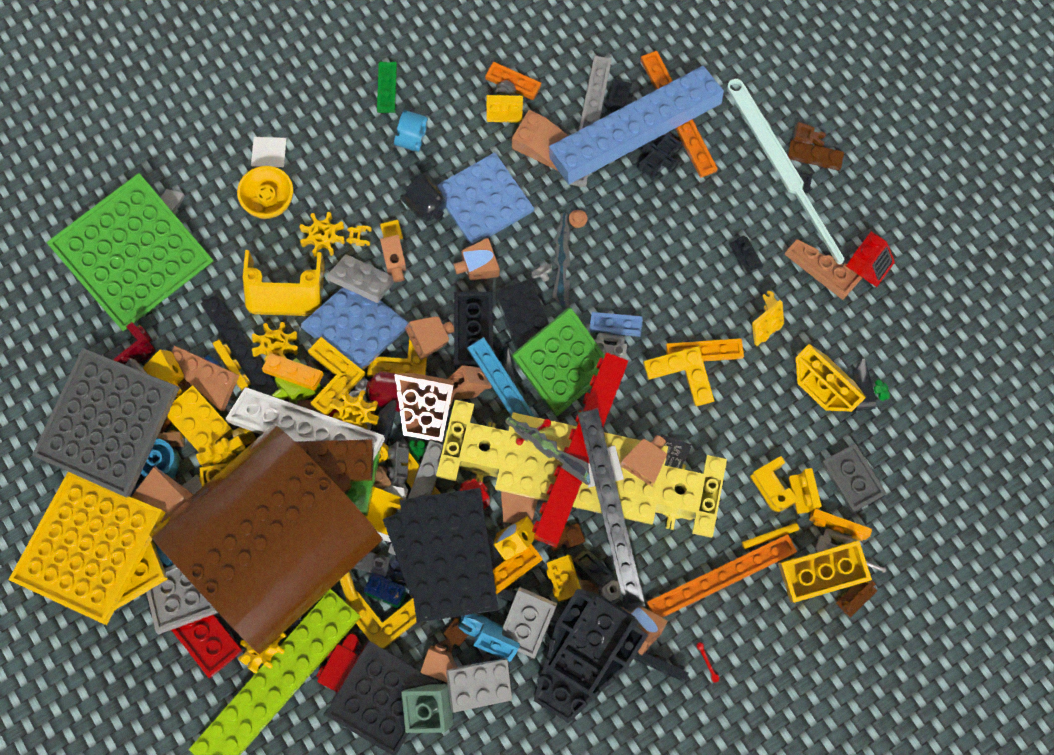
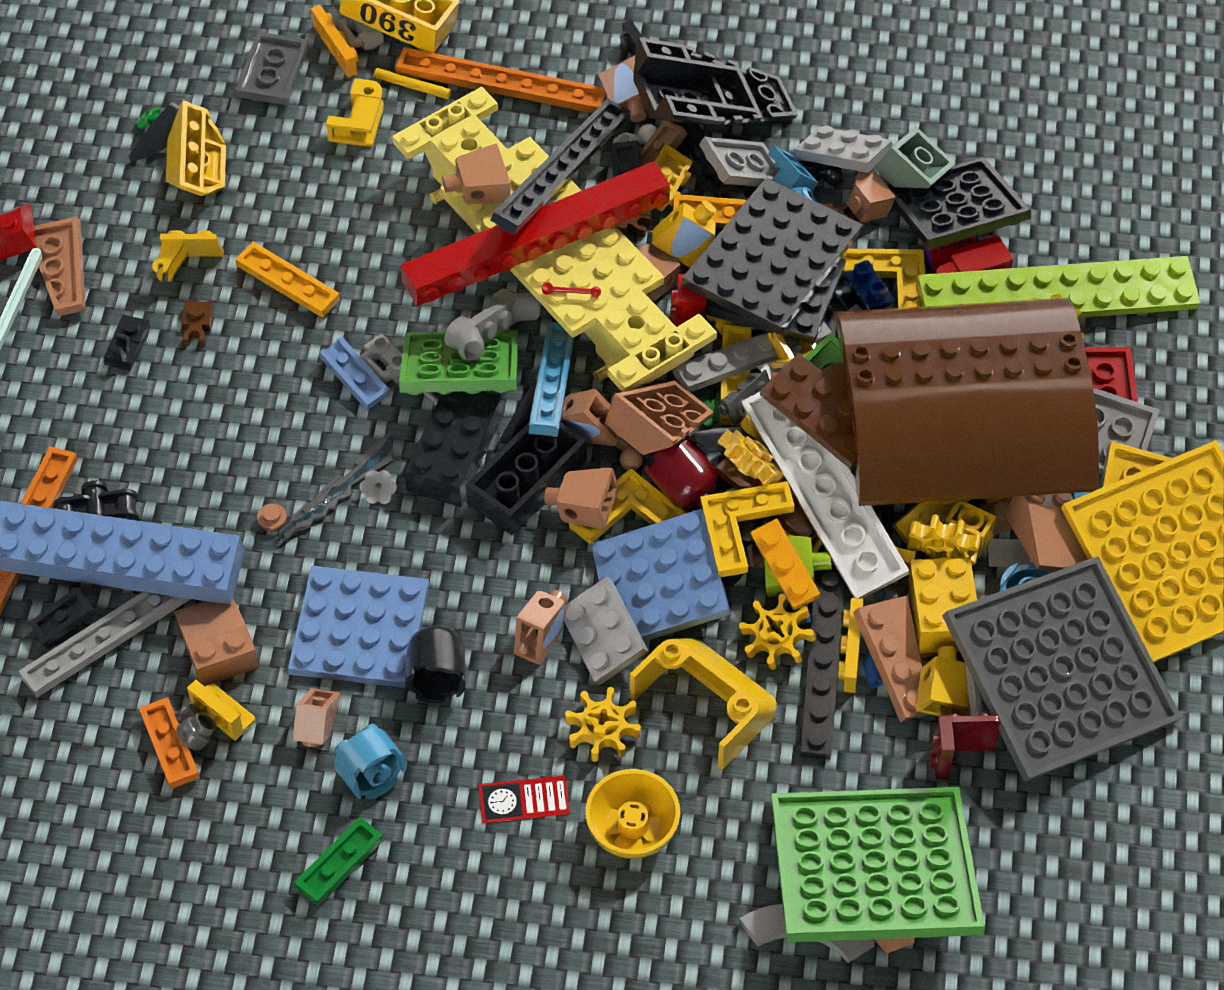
camera: 135 degrees left, 15 degrees down
(268, 151) = (575, 900): white sticker -> none
(332, 179) = (524, 799): none -> sticker
(359, 229) = (549, 702): yellow piece -> none
(391, 229) = (512, 666): yellow plate -> none
(459, 140) = (315, 717): none -> nougat slope
(478, 262) = (441, 551): nougat torso -> none
(549, 448) = (573, 249): dark grey sword -> none
(568, 370) = (507, 308): none -> light grey plate
(676, 451) = (433, 216): black sticker -> none
(692, 363) = (320, 272): yellow plate -> none
(714, 677) = (597, 18): red hinge -> none
(726, 295) = (195, 320): none -> reddish brown plate
(805, 491) = (333, 85): yellow bracket -> none

